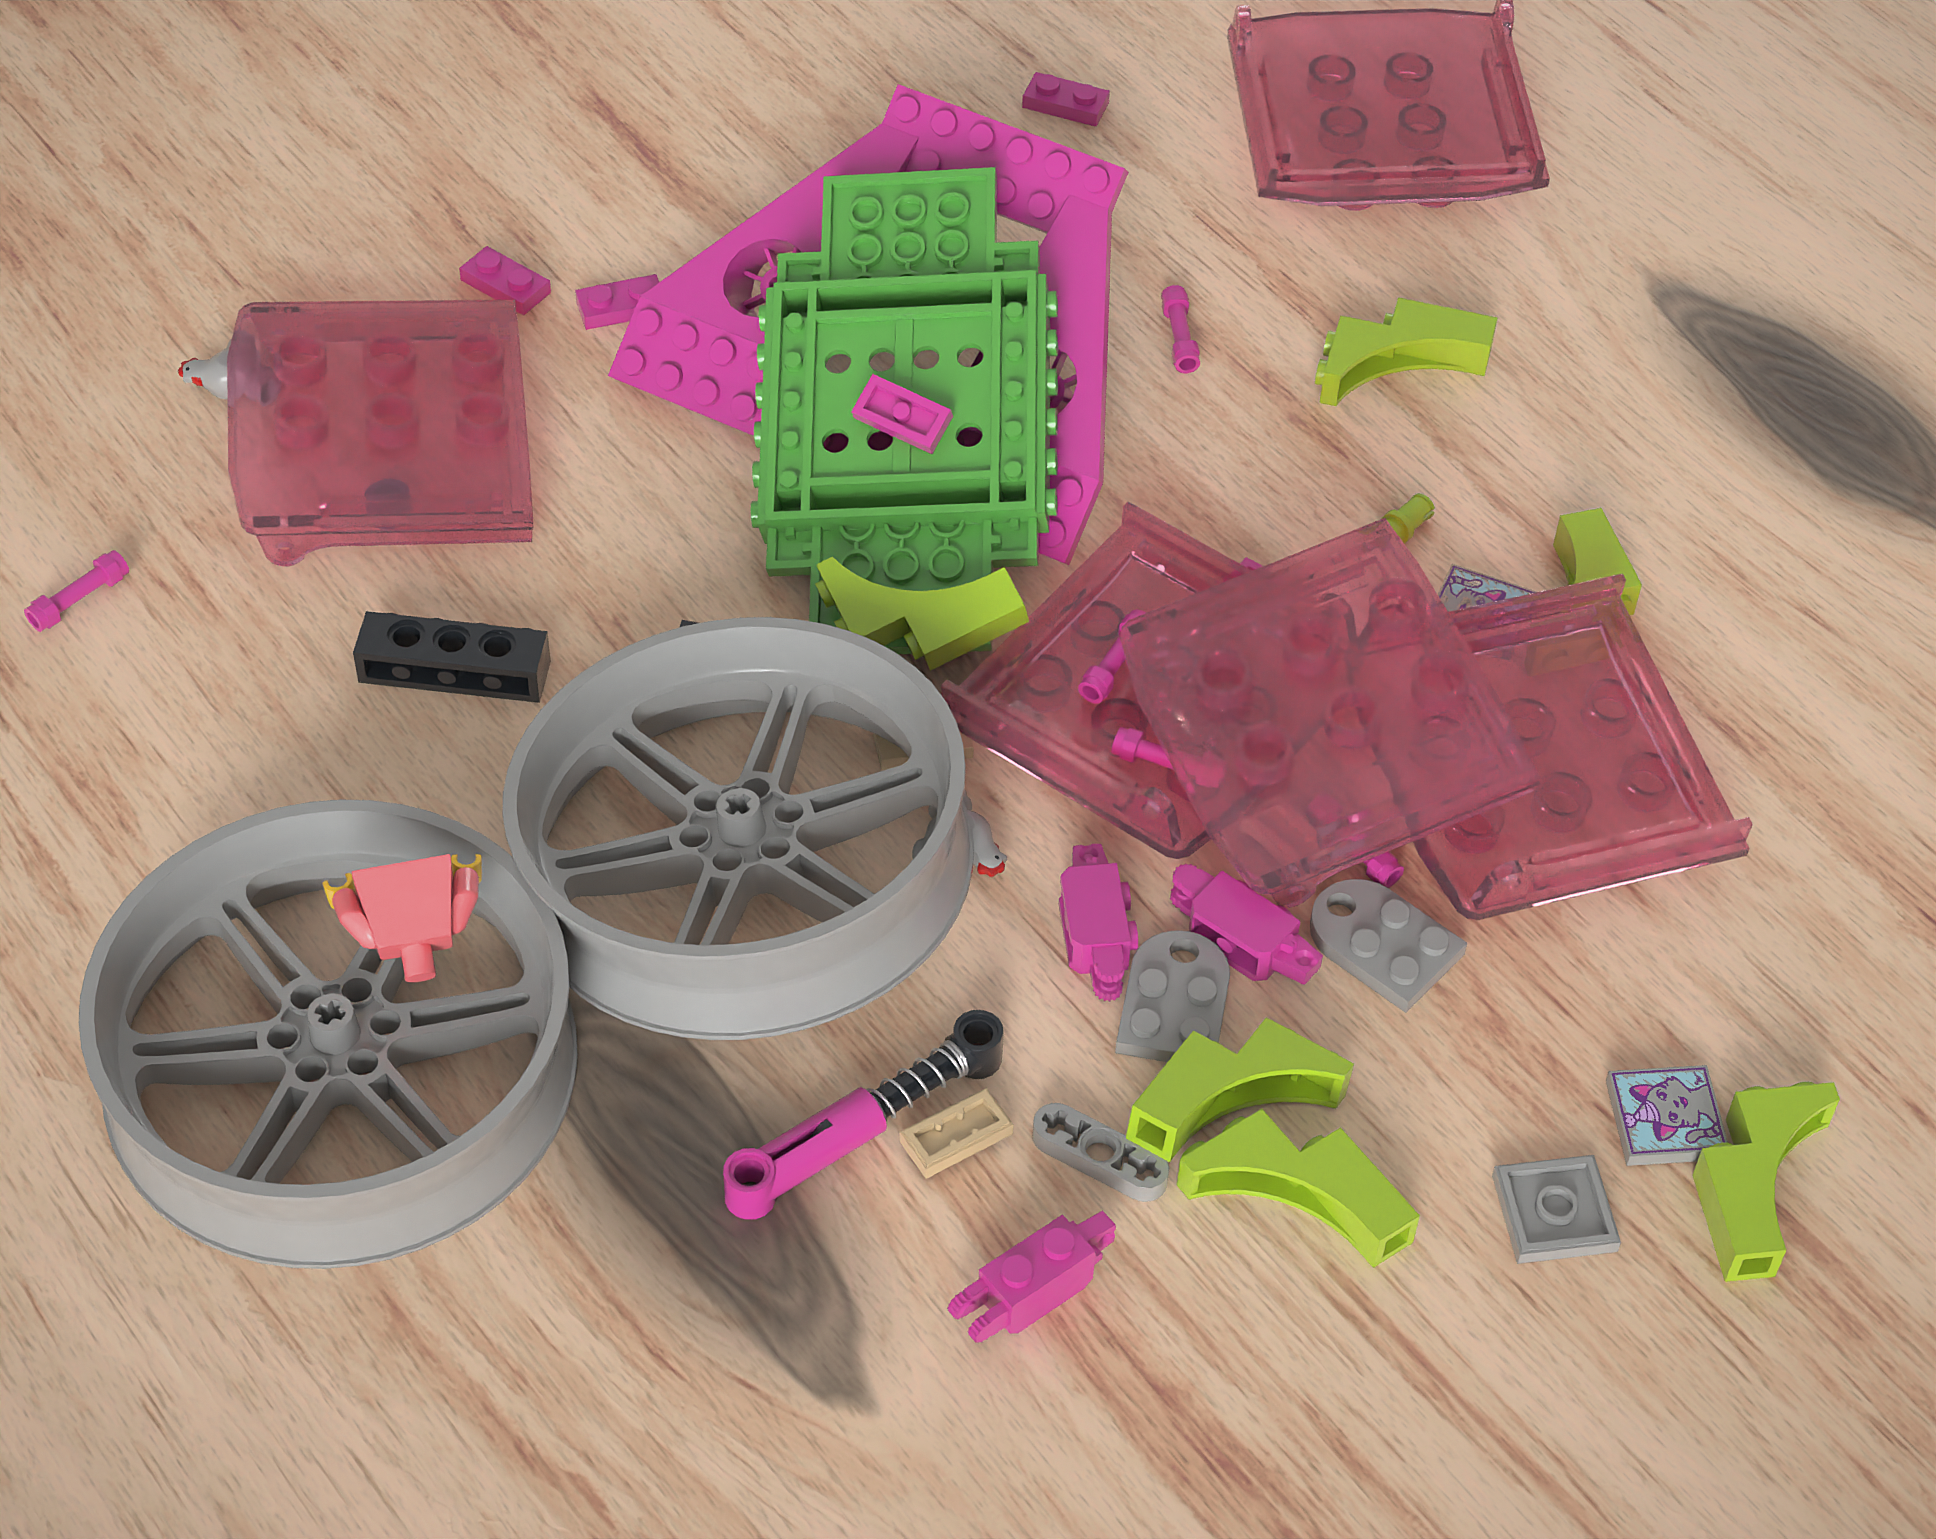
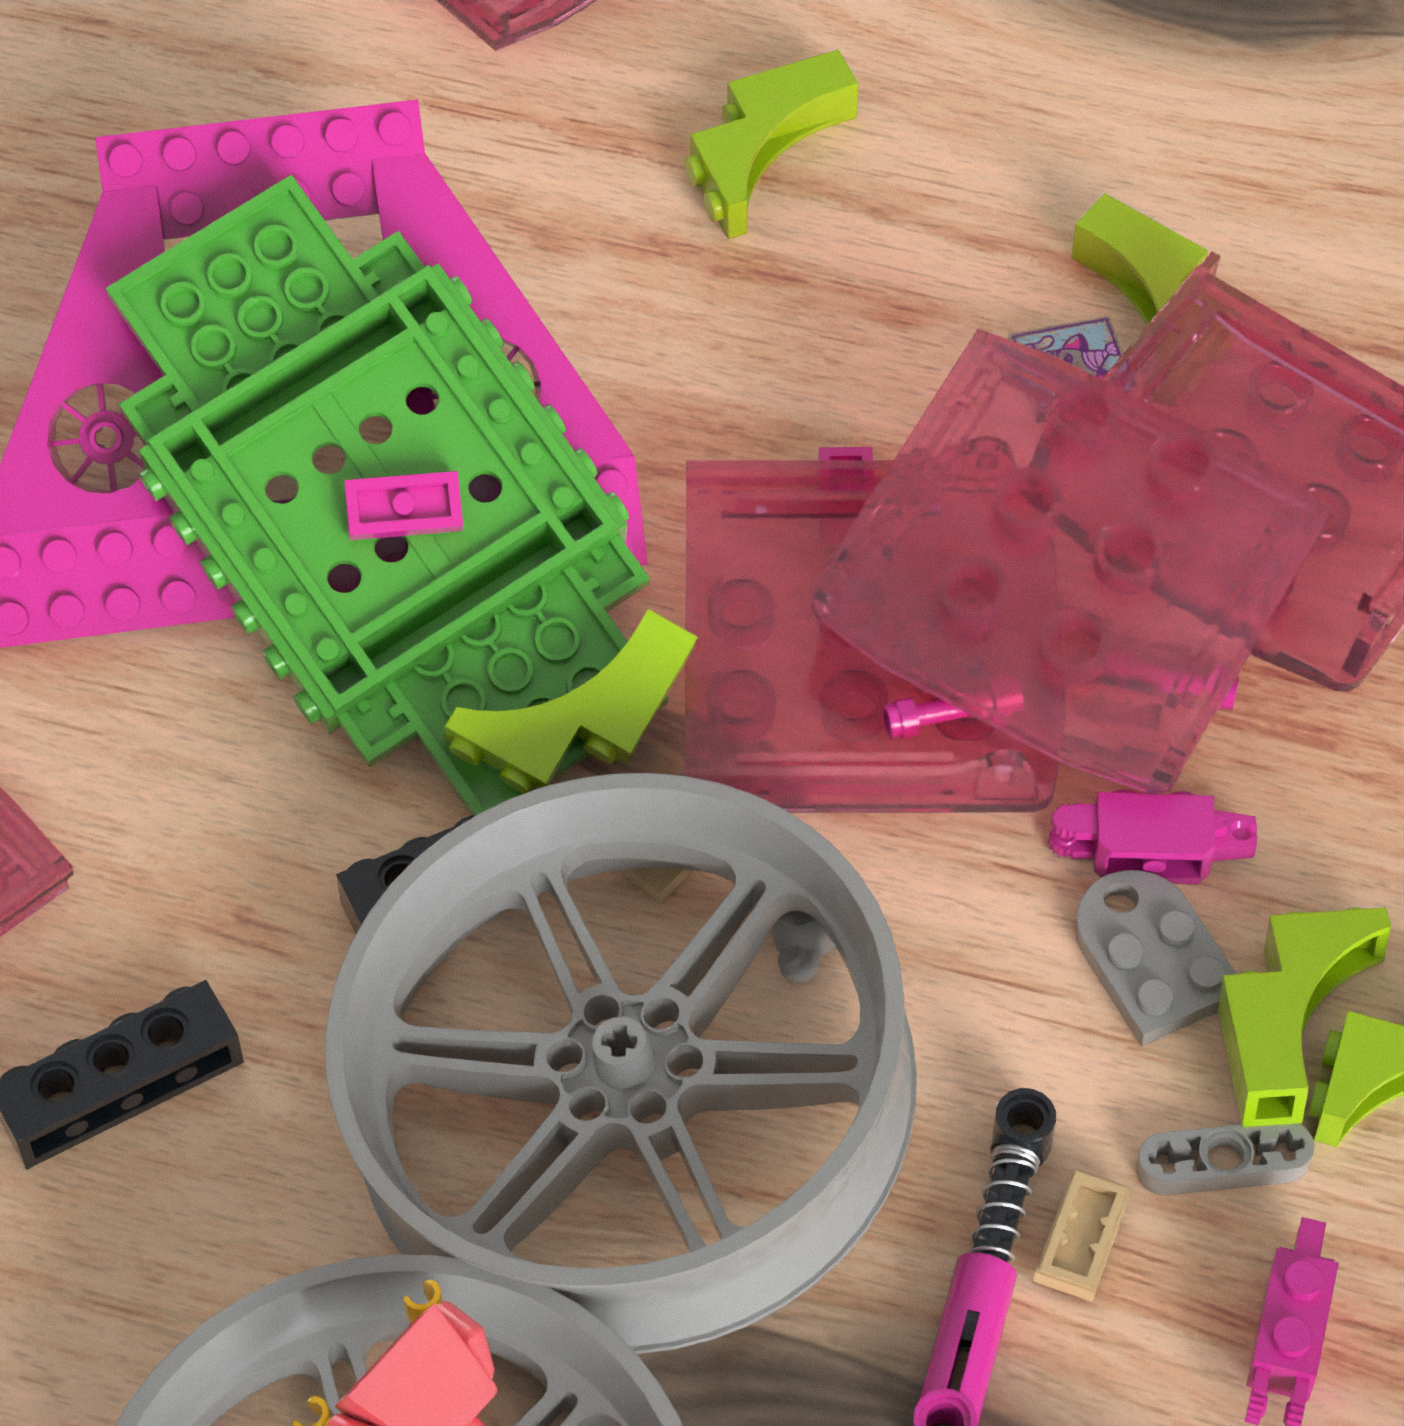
camera: 35 degrees left, 5 degrees up
(1065, 99) = (187, 51): dark pink plate -> none
(1096, 920) = (1016, 922): dark pink hinge -> none
(1099, 679) = (813, 668): dark pink bar -> none
(1184, 350) = (559, 263): dark pink bar -> none
(1384, 940) = (1282, 764): light grey plate -> none
(1410, 516) = (924, 327): lime pin -> none

